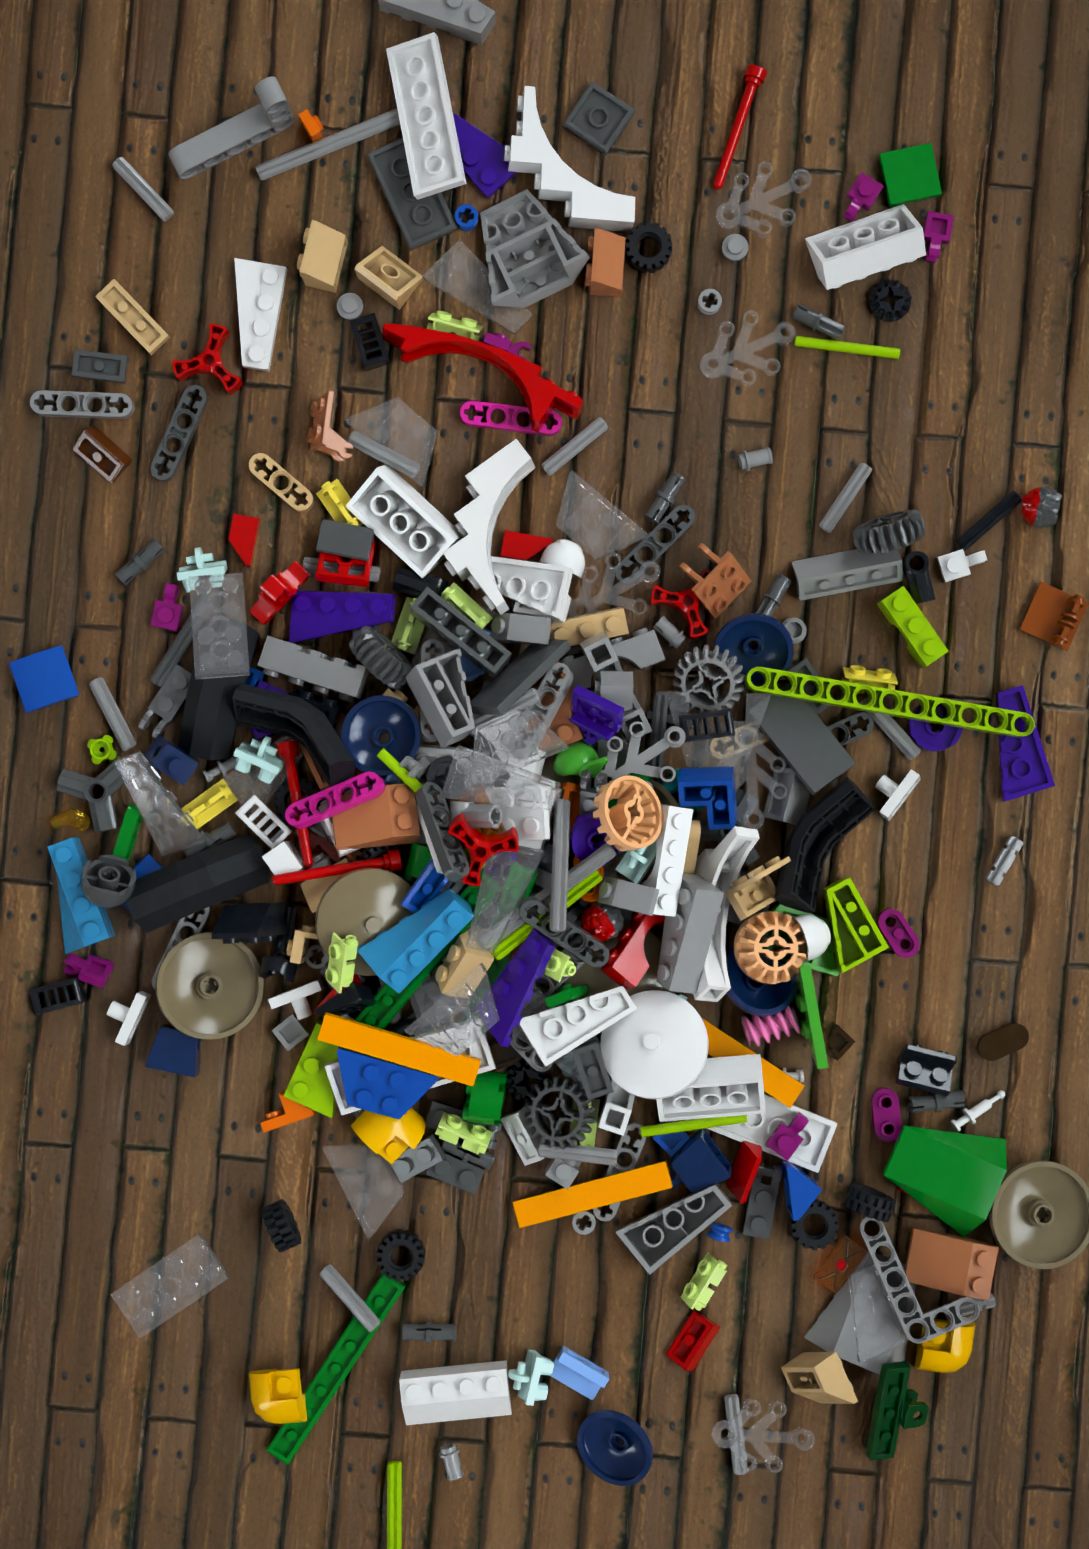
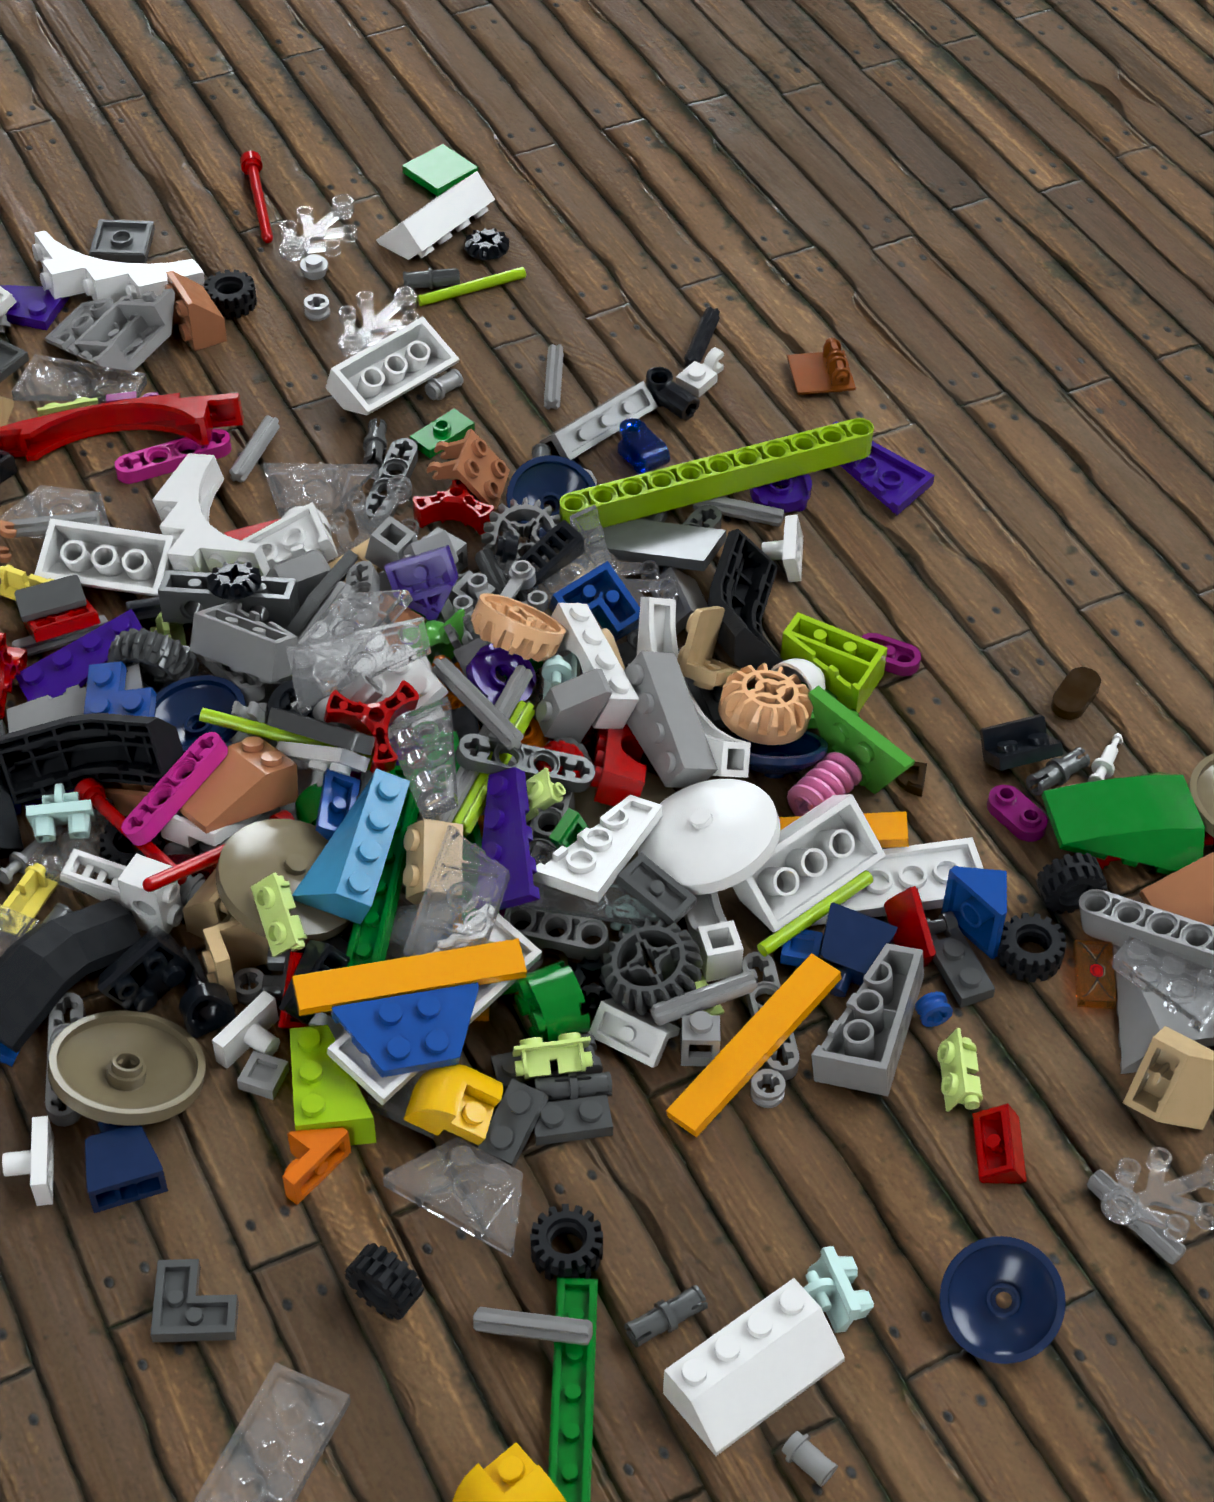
camera: 30 degrees left, 40 degrees down
(164, 1168) = (184, 1315): none -> dark grey plate
(327, 692) = (108, 695): none -> blue plate
(460, 211) = (33, 343): blue bush -> none
(468, 647) = (247, 580): none -> black gear
(579, 1373) = (891, 1253): light blue panel -> none
(670, 632) = (467, 534): light grey pin -> none
(680, 702) = (506, 547): none -> black plate
(720, 429) = (390, 368): none -> white slope
(723, 511) = (446, 428): none -> plate
(786, 1138) = (928, 871): magenta plate -> none
(859, 629) = (642, 446): none -> clear blue piece
(862, 195) = (407, 194): magenta plate -> none
(889, 532) = (614, 363): dark grey gear -> none
(907, 617) = (716, 428): lime arch -> none
(936, 231) = (499, 189): magenta plate -> none
(1004, 860) = (940, 555): light grey axle -> none
(1041, 507) = (741, 302): dark grey piece -> none

